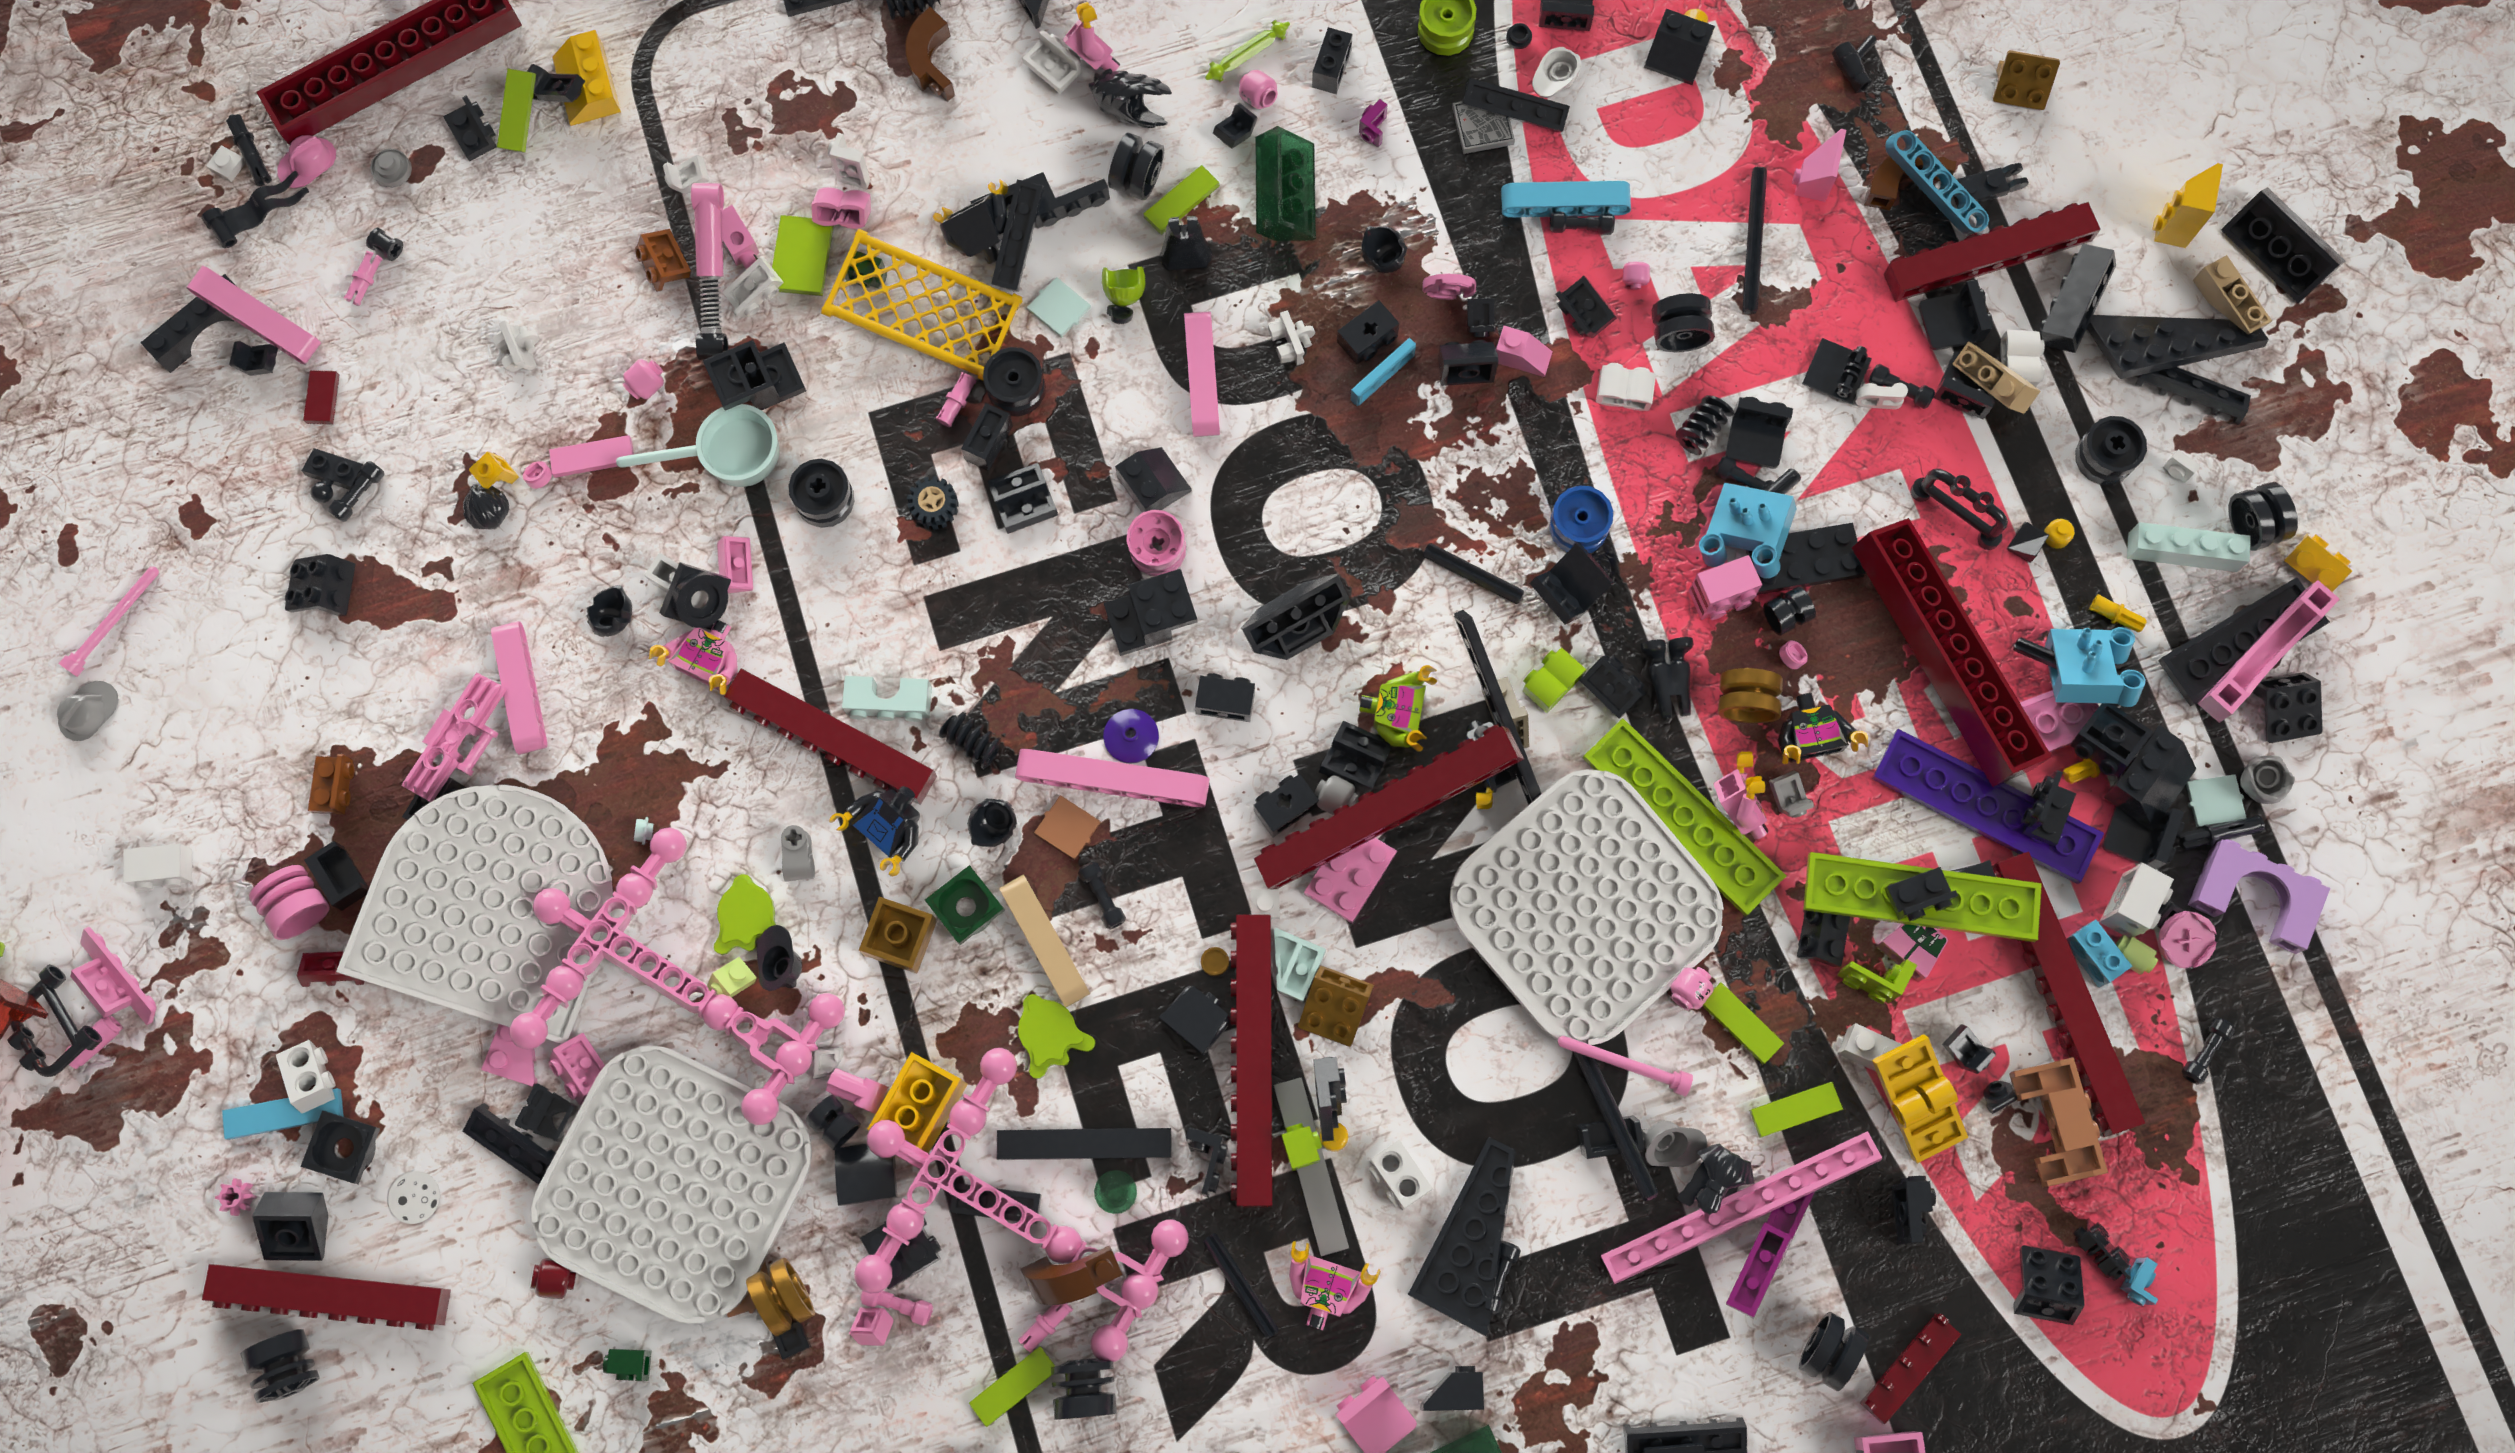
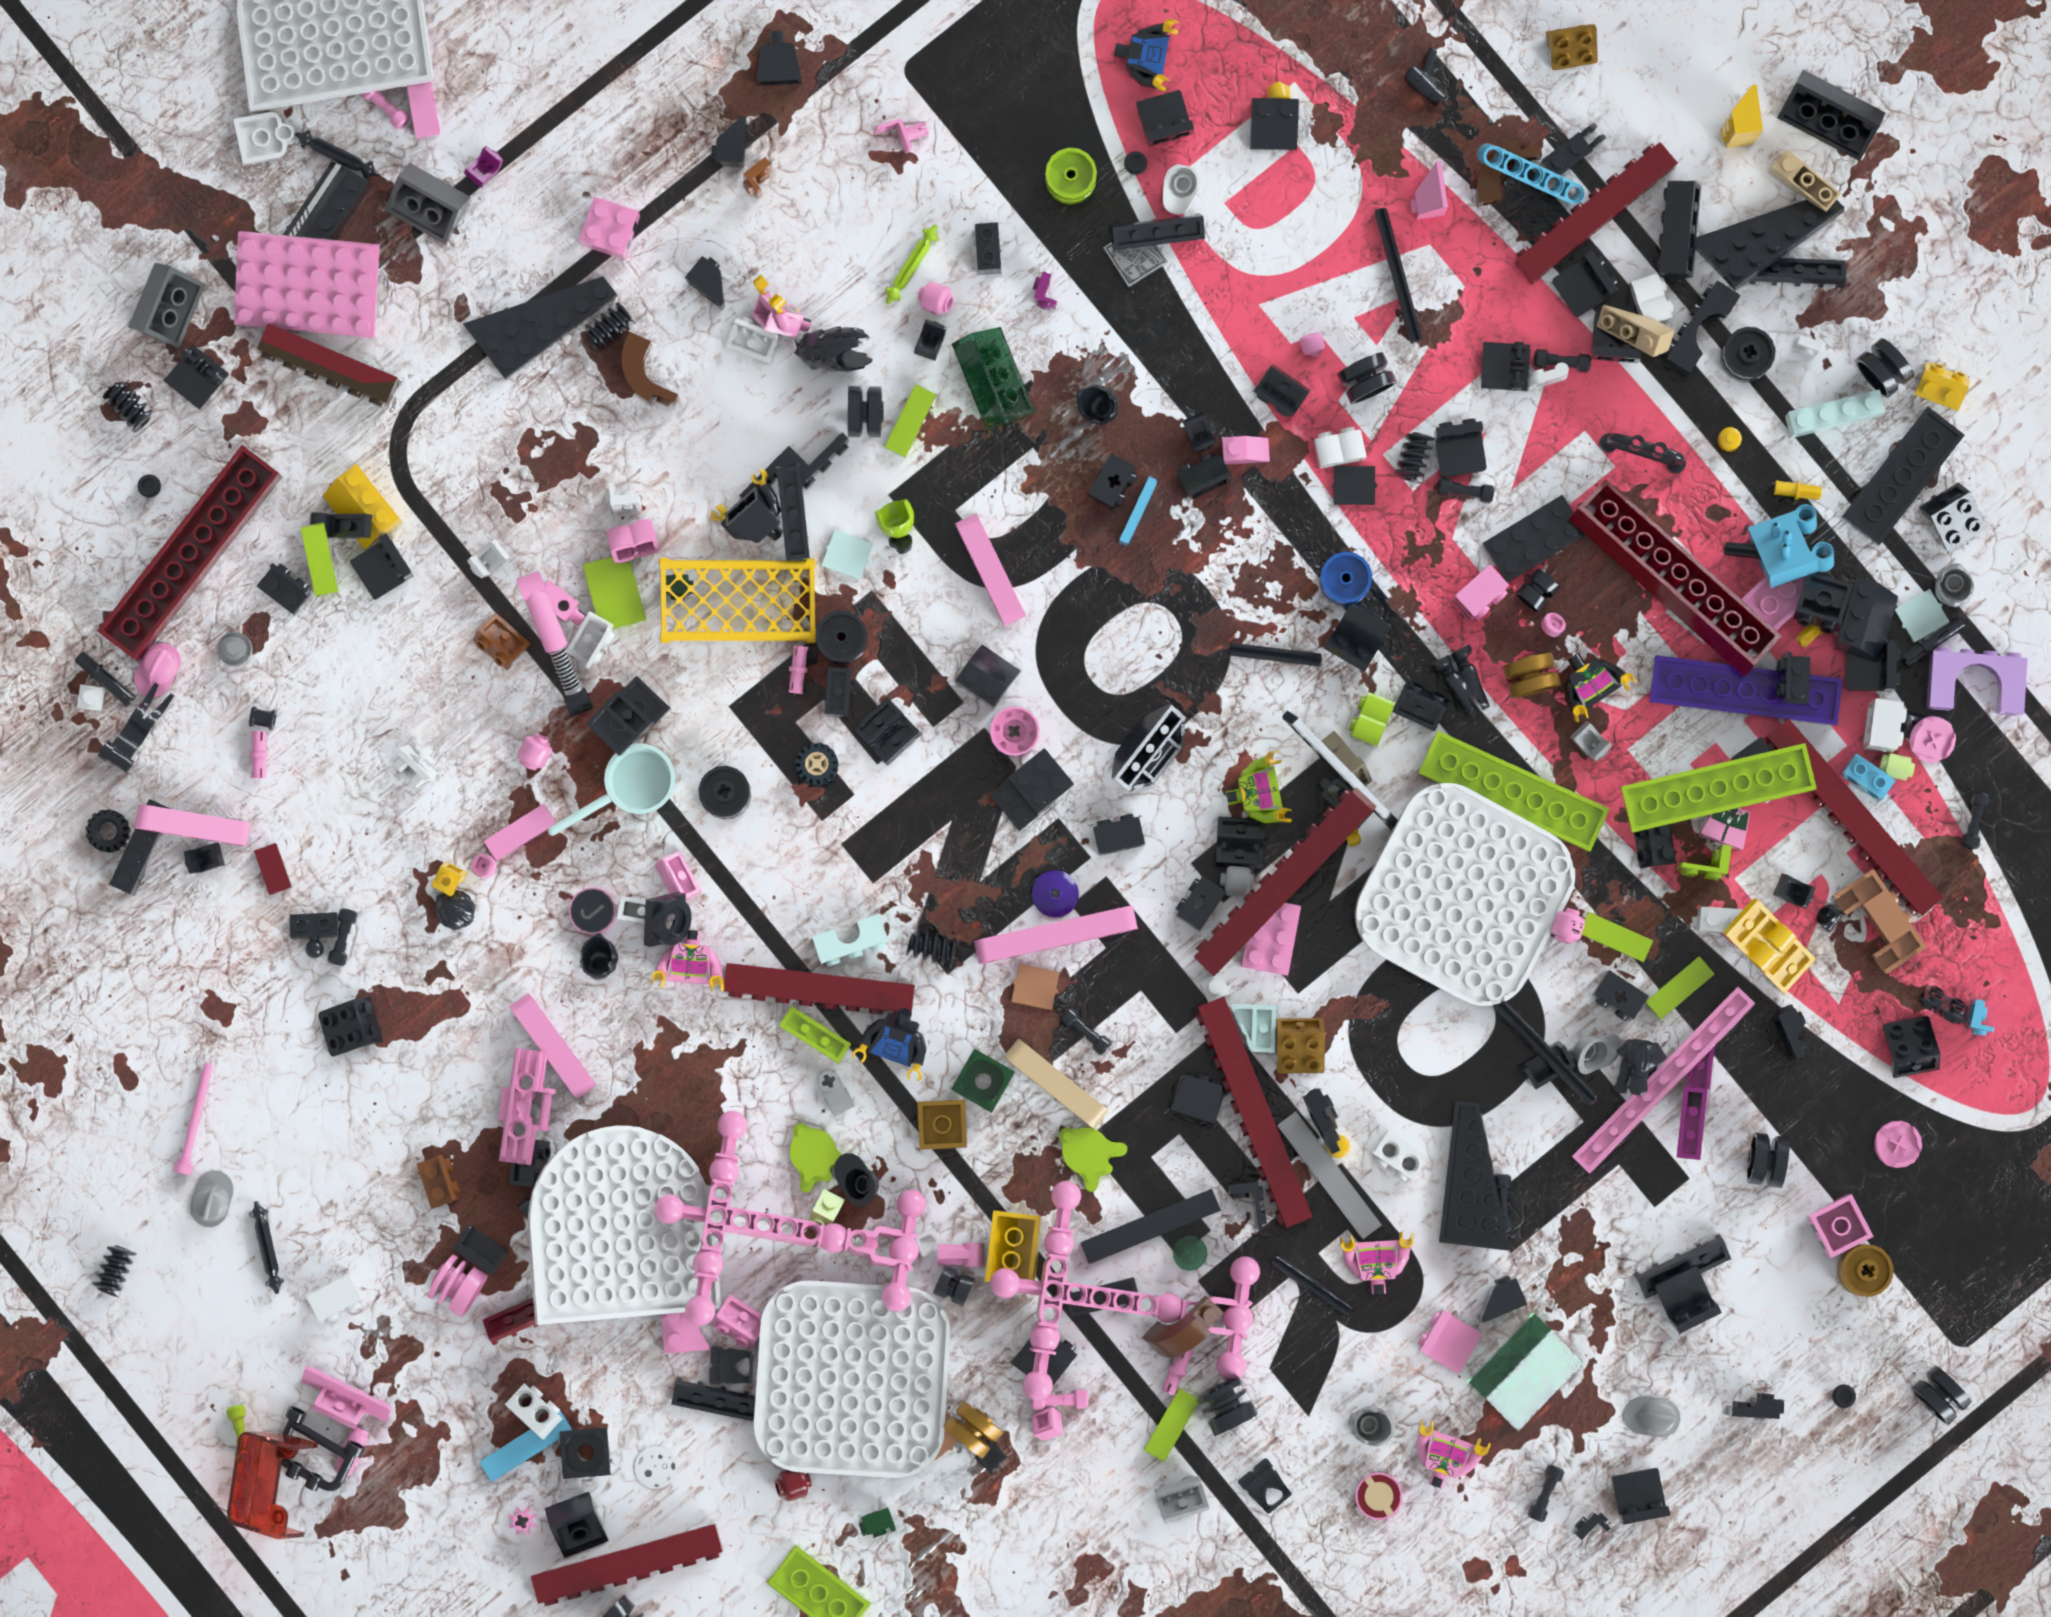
camera: 25 degrees left, 10 degrees up
(115, 783) = (266, 1247): none -> black wheel
(163, 287) = (122, 831): none -> black tyre
(577, 143) = (381, 567): none -> black bracket
(626, 563) = (592, 910): none -> black tile
(643, 830) = (704, 1120): light aqua plate -> none
(804, 785) = (815, 1034): none -> lime plate
(863, 1175) = (993, 1315): black slope -> none
(991, 823) = (977, 1008): black hair -> none
(1185, 245) = (932, 467): black piece -> none
(1214, 961) = (1193, 1047): pearl gold piece -> none
(1293, 349) = (1056, 520): white hips -> none
(1301, 1146) = (1317, 1164): lime brick -> none
(1449, 286) = (1164, 419): bright pink tile -> none
(1573, 198) = (1230, 299): medium azure beam -> none
(1603, 224) = (1233, 321): black piece -> none
(1627, 433) = (1354, 485): none -> black piece
(1679, 1082) = (1584, 1001): bright pink piece -> none
(1737, 1098) = (1613, 984): none -> black brick
(1739, 798) = (1553, 763): bright pink torso -> none
(1752, 522) = (1483, 528): medium azure piece -> none
(1910, 1368) = (1830, 1149): dark red hinge -> none
(1919, 894) = (1715, 788): black bracket -> none
(1993, 1395) = (1897, 1144): none -> bright pink tile
(2027, 542) = (1706, 457): slope -> none
(2092, 389) = (1717, 304): none -> black arch
(2267, 651) = (1921, 483): bright pink arch -> none

